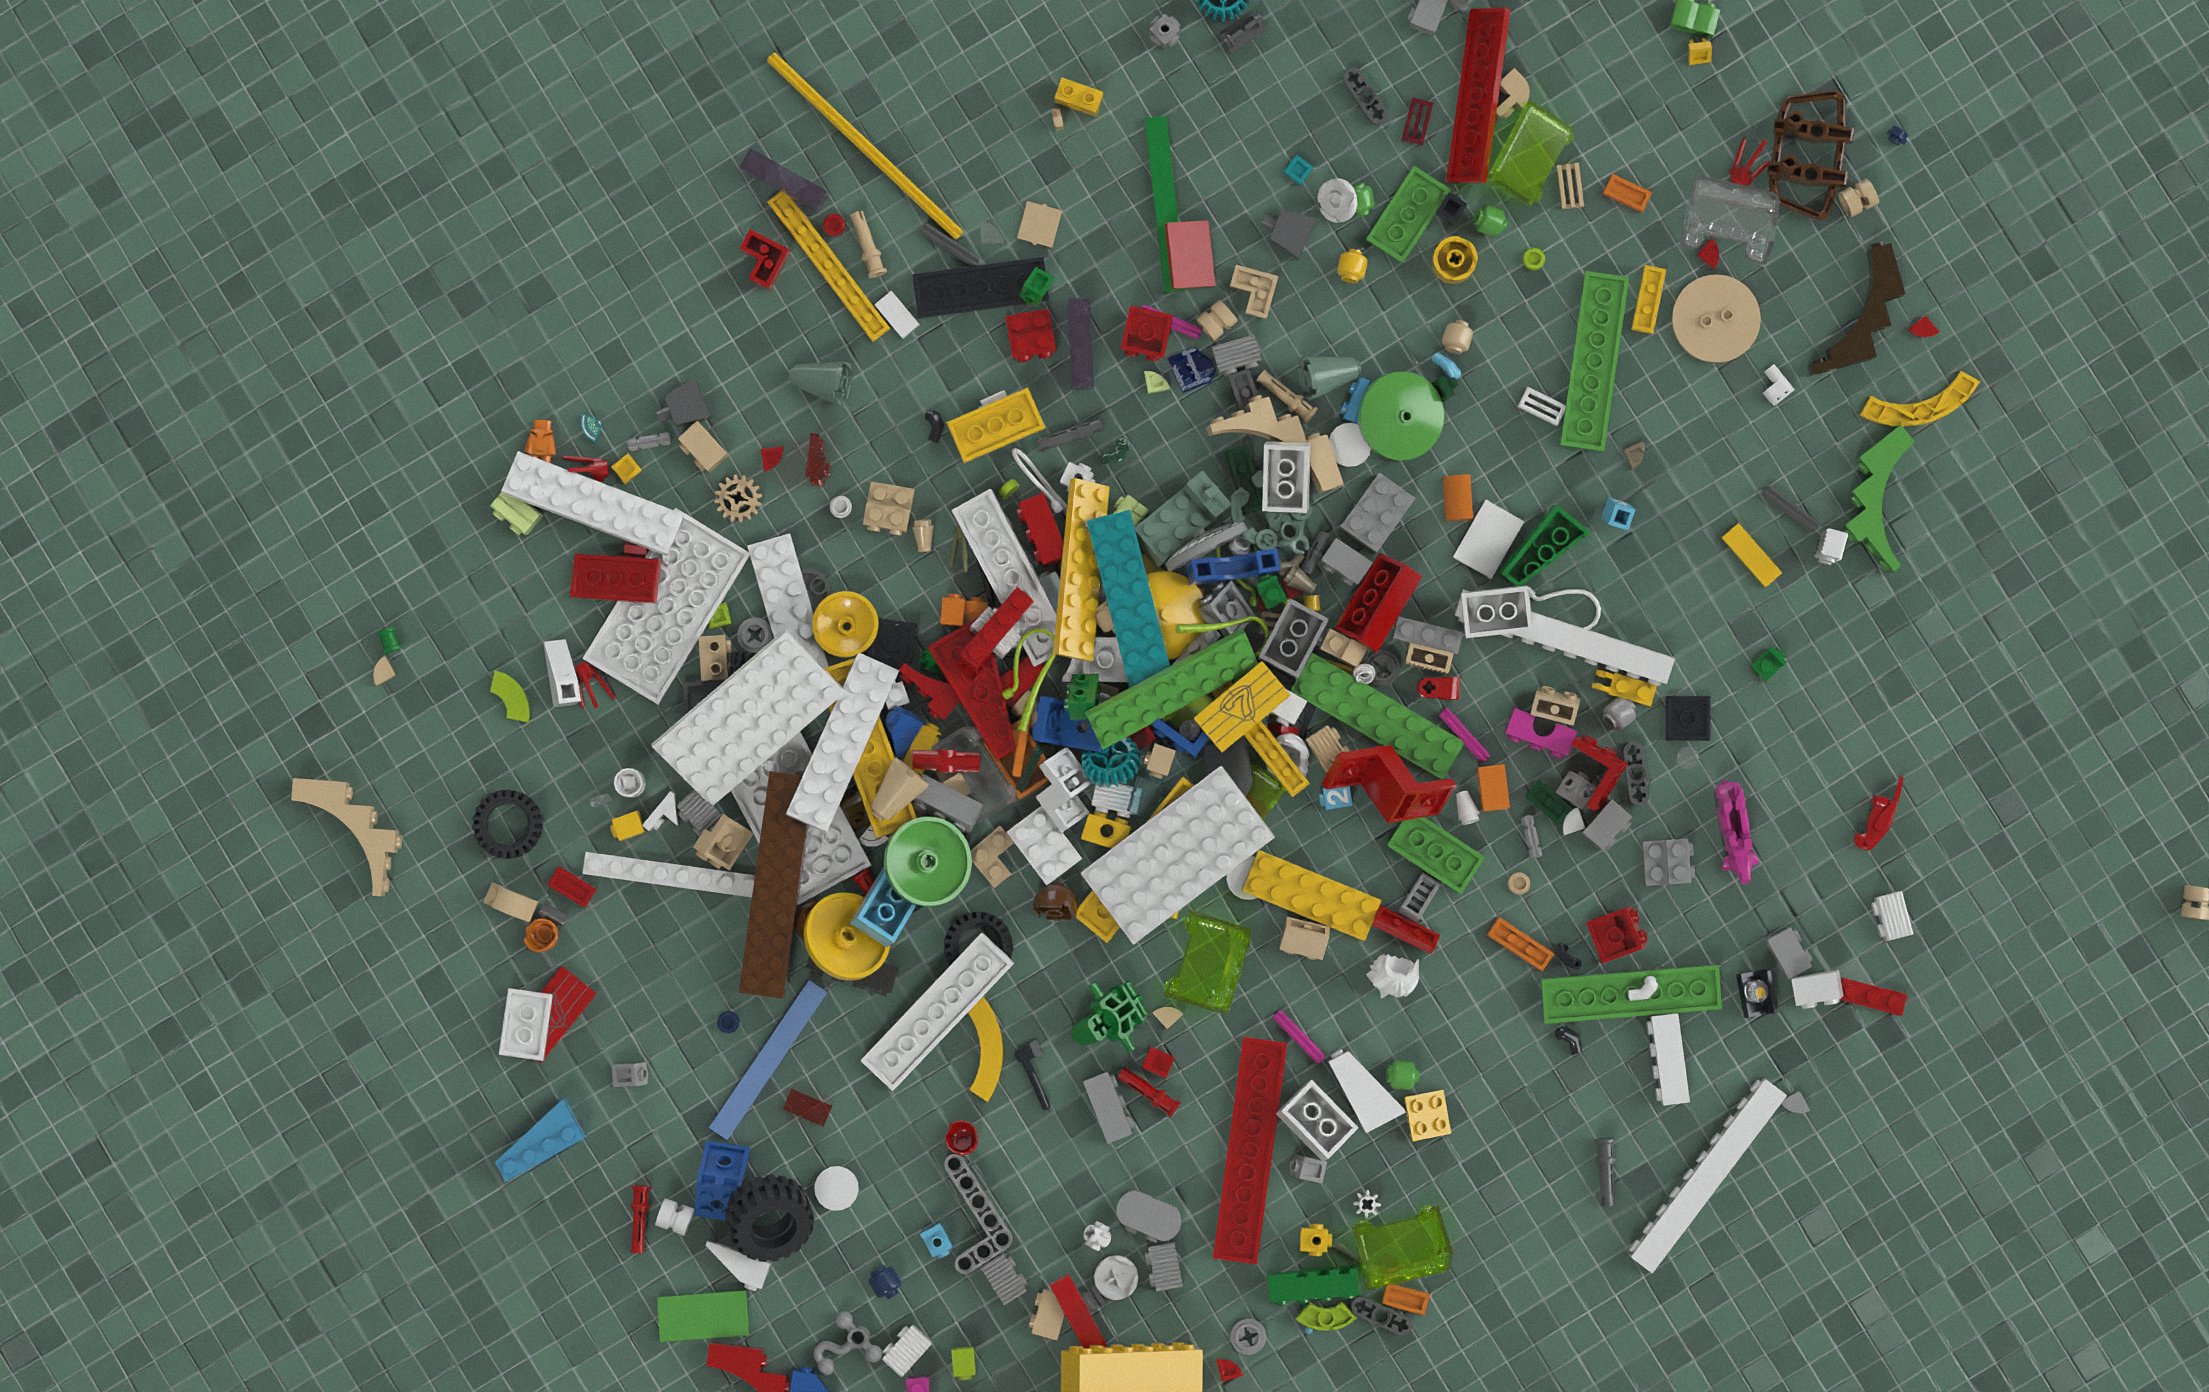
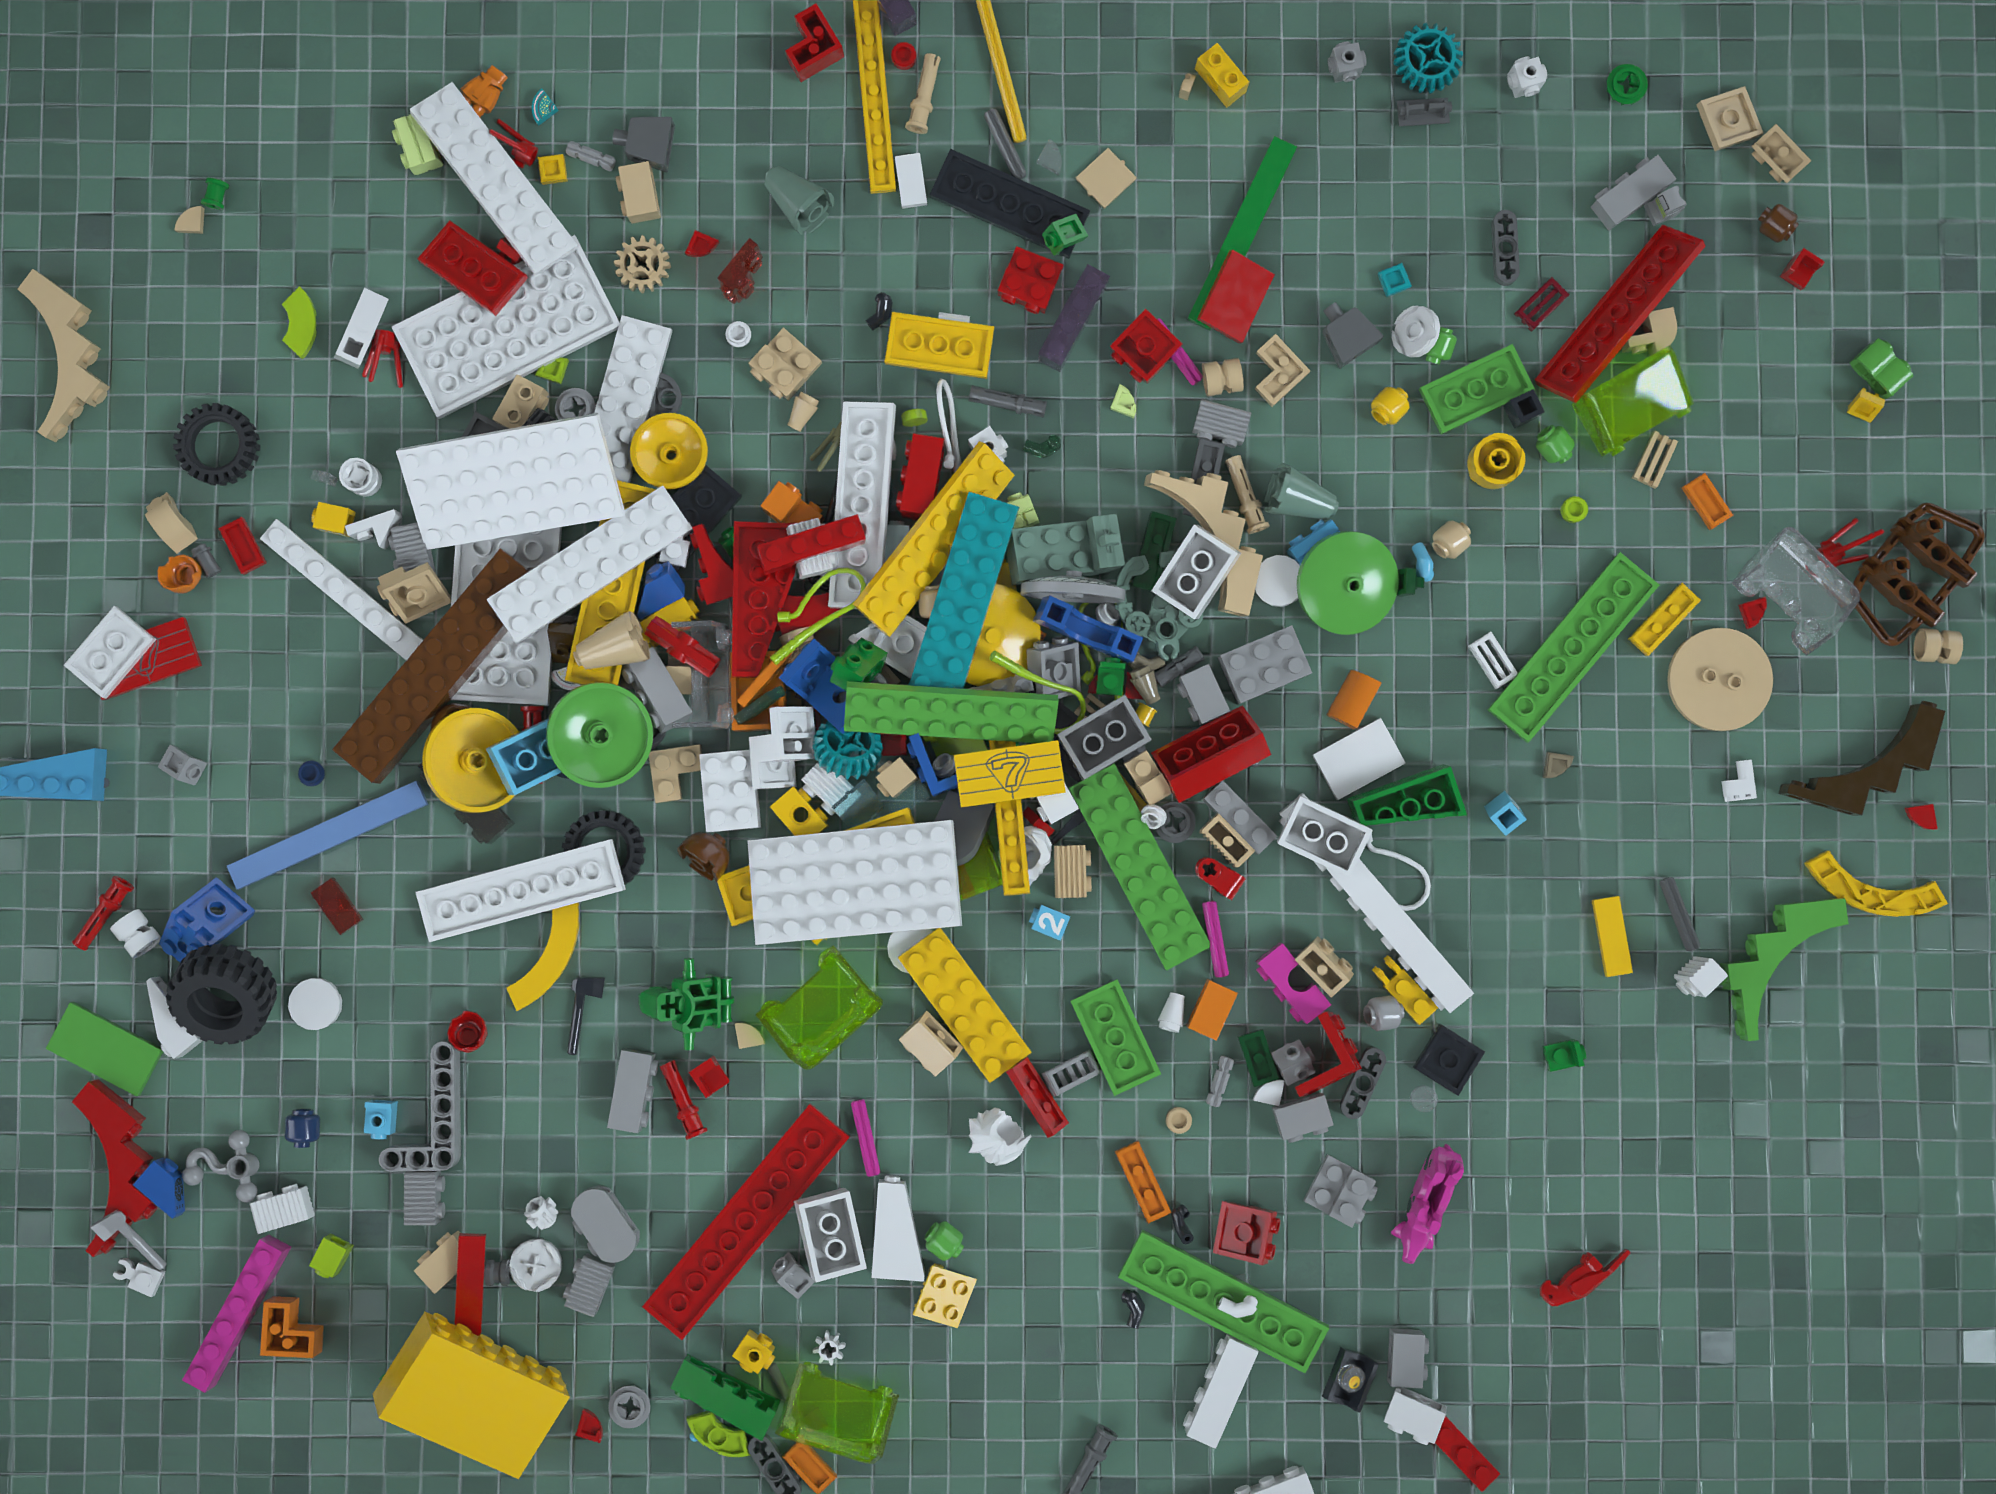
camera: 25 degrees right, 0 degrees up
(1191, 369) = (1168, 410): clear blue slope -> none
(1388, 783) = (1109, 941): red bracket -> none
(1892, 916) = (1533, 1386): white brick -> none

